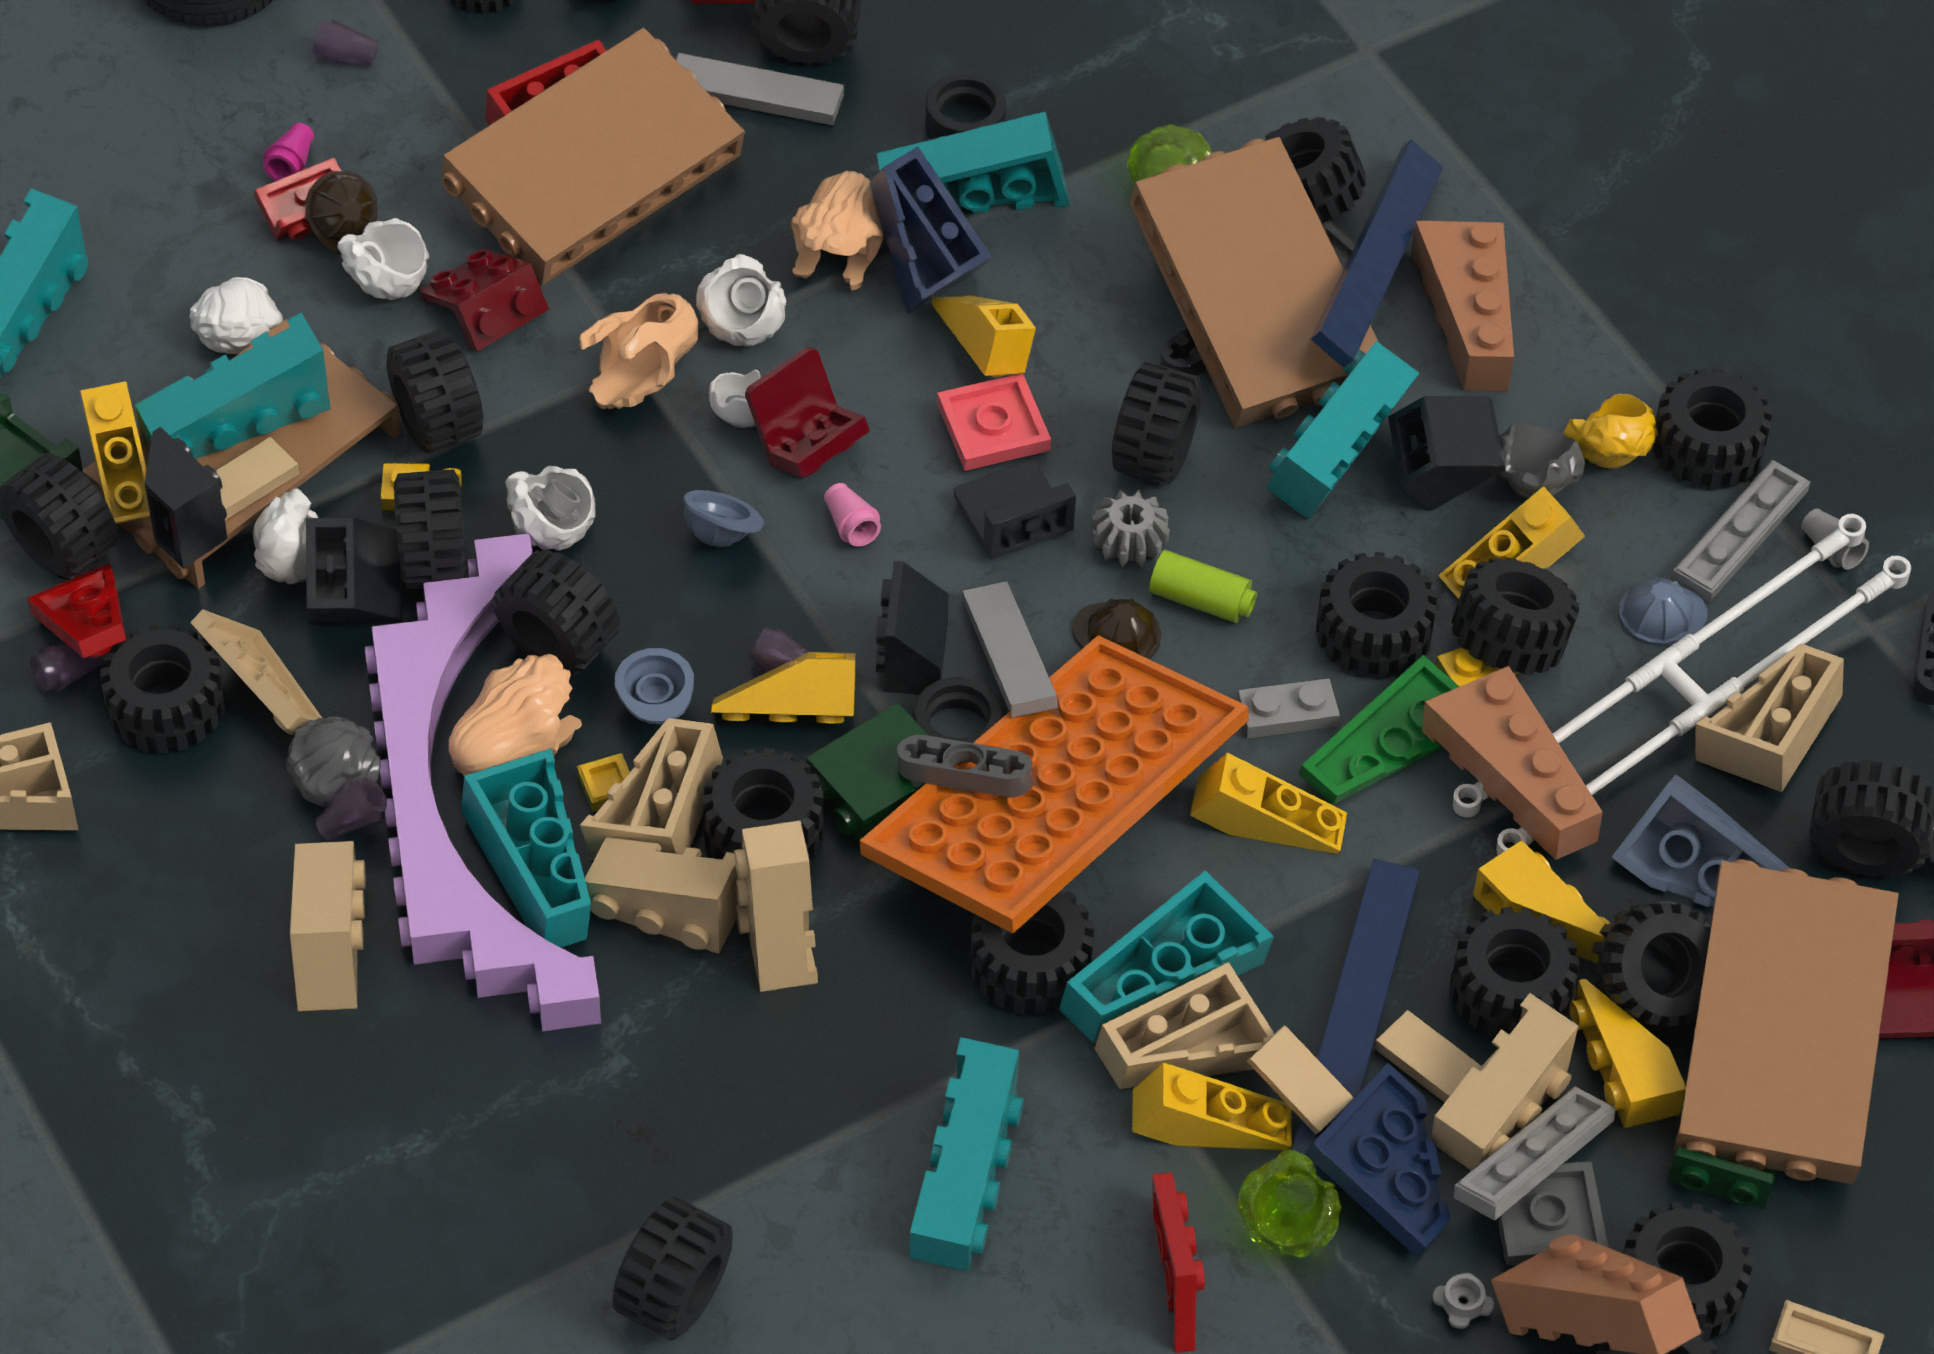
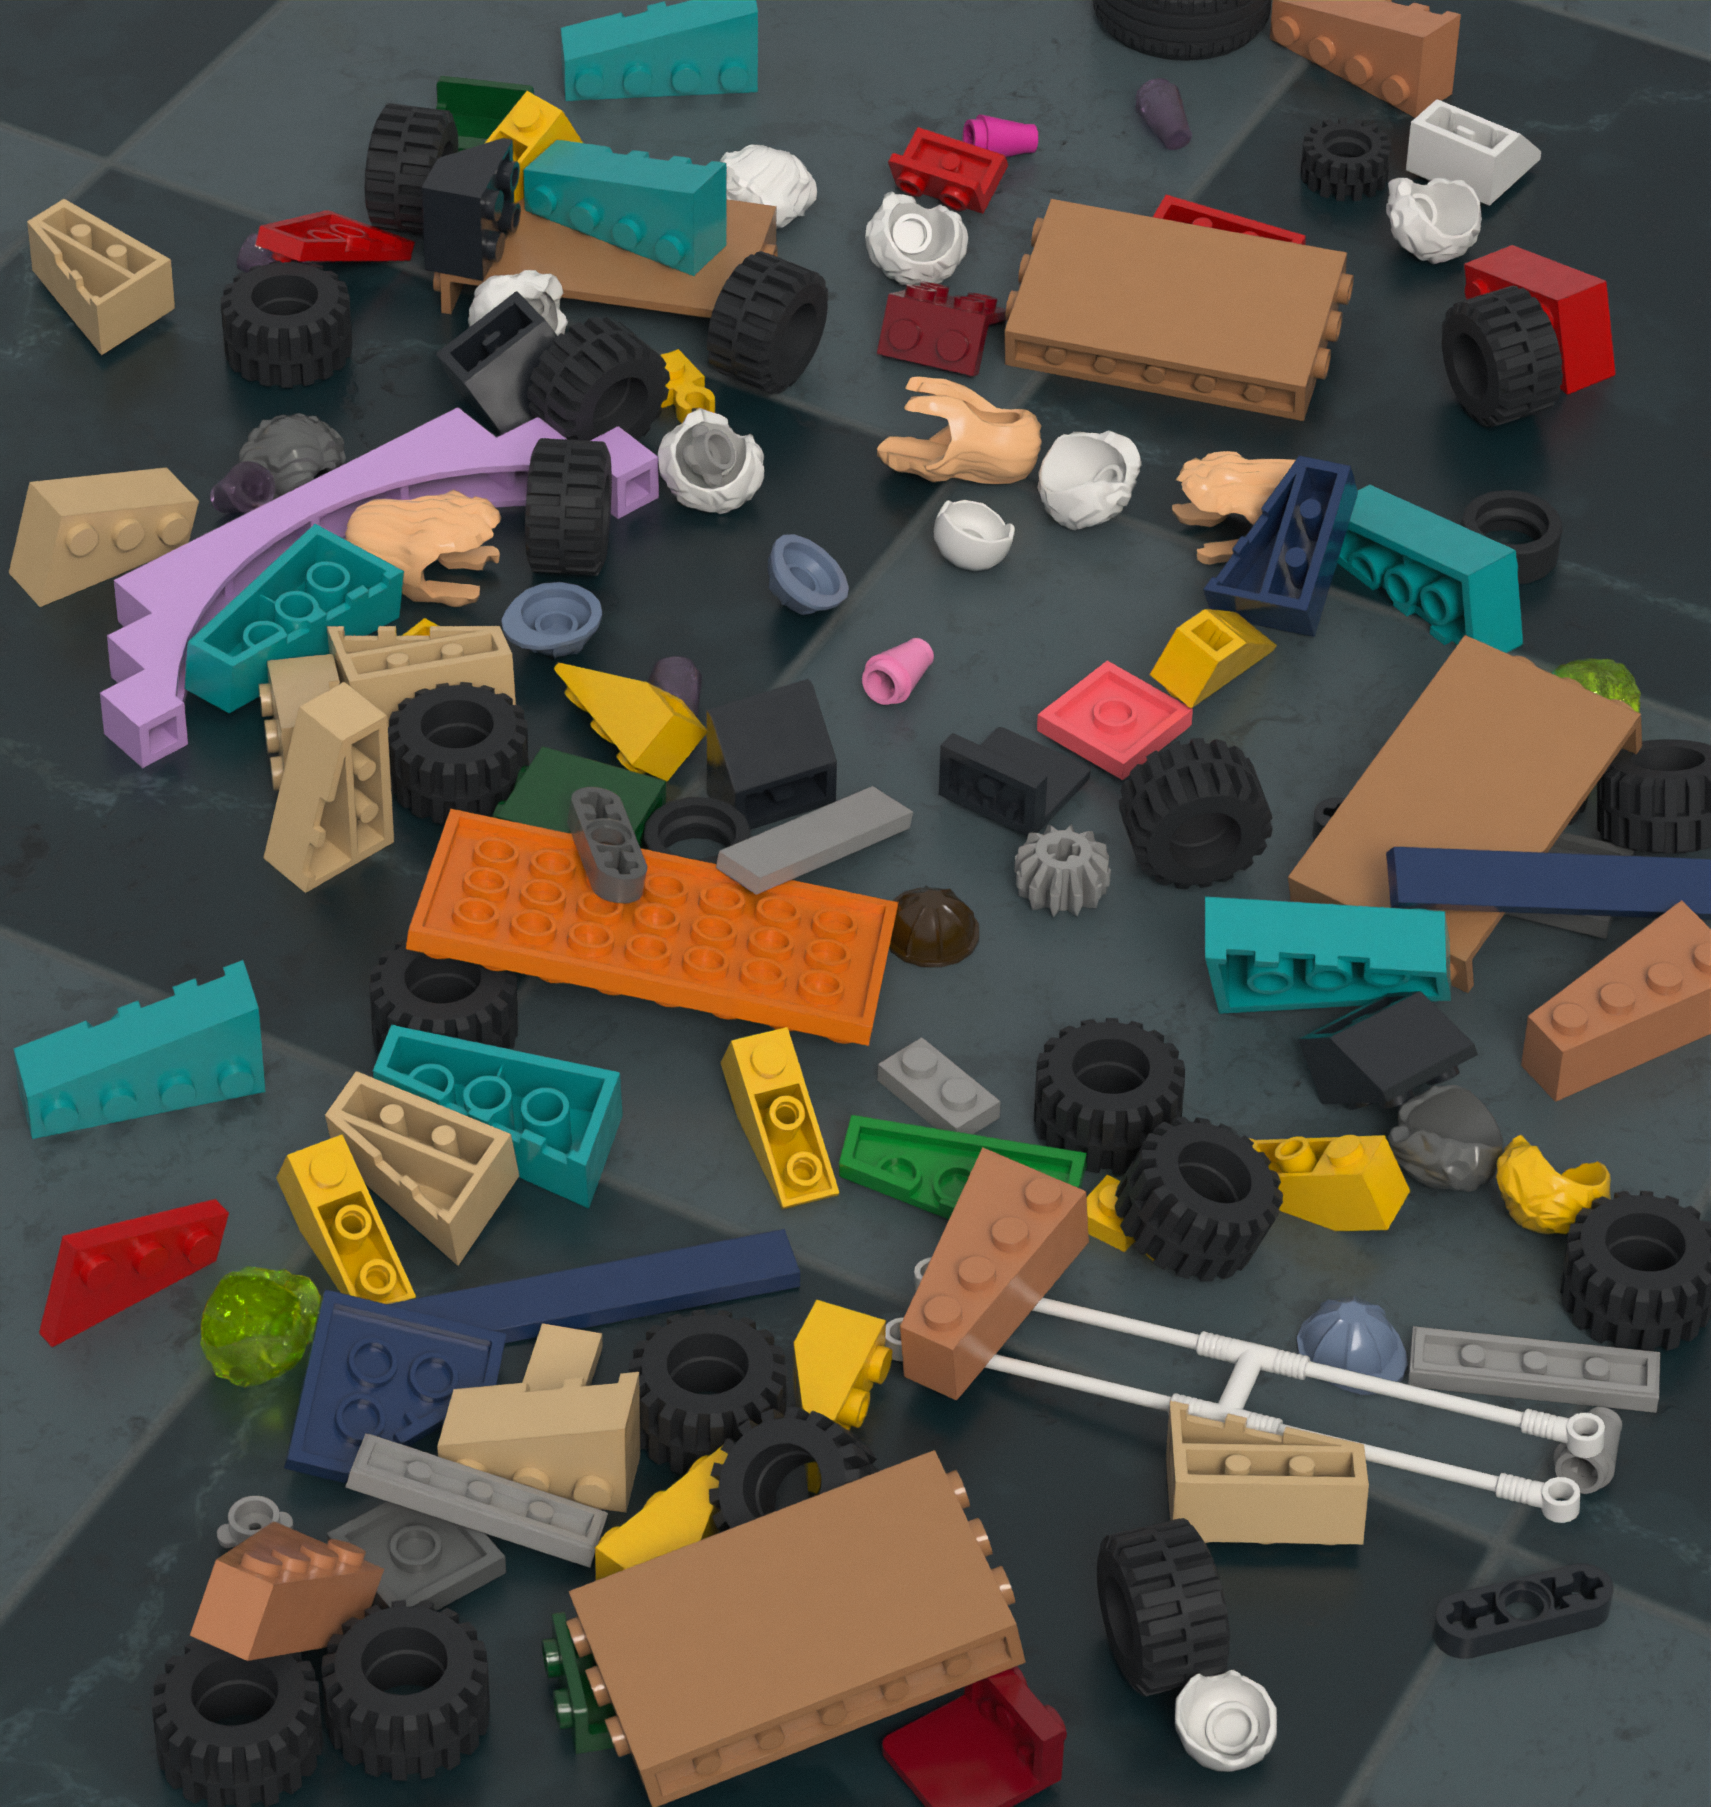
camera: 60 degrees right, 10 degrees down
(255, 475) = (566, 257): tan tile -> none
(259, 667) = (358, 364): tan wing -> none
(339, 206) = (950, 178): dark brown piece -> none
(766, 89) = (1395, 392): light grey tile -> none
(800, 415) = (979, 570): dark red bracket -> none
(1202, 587) = (1033, 952): lime brick -> none
(1300, 1079) = (420, 1255): tan tile -> none
(1684, 841) = (1024, 1483): sand blue wedge -> none

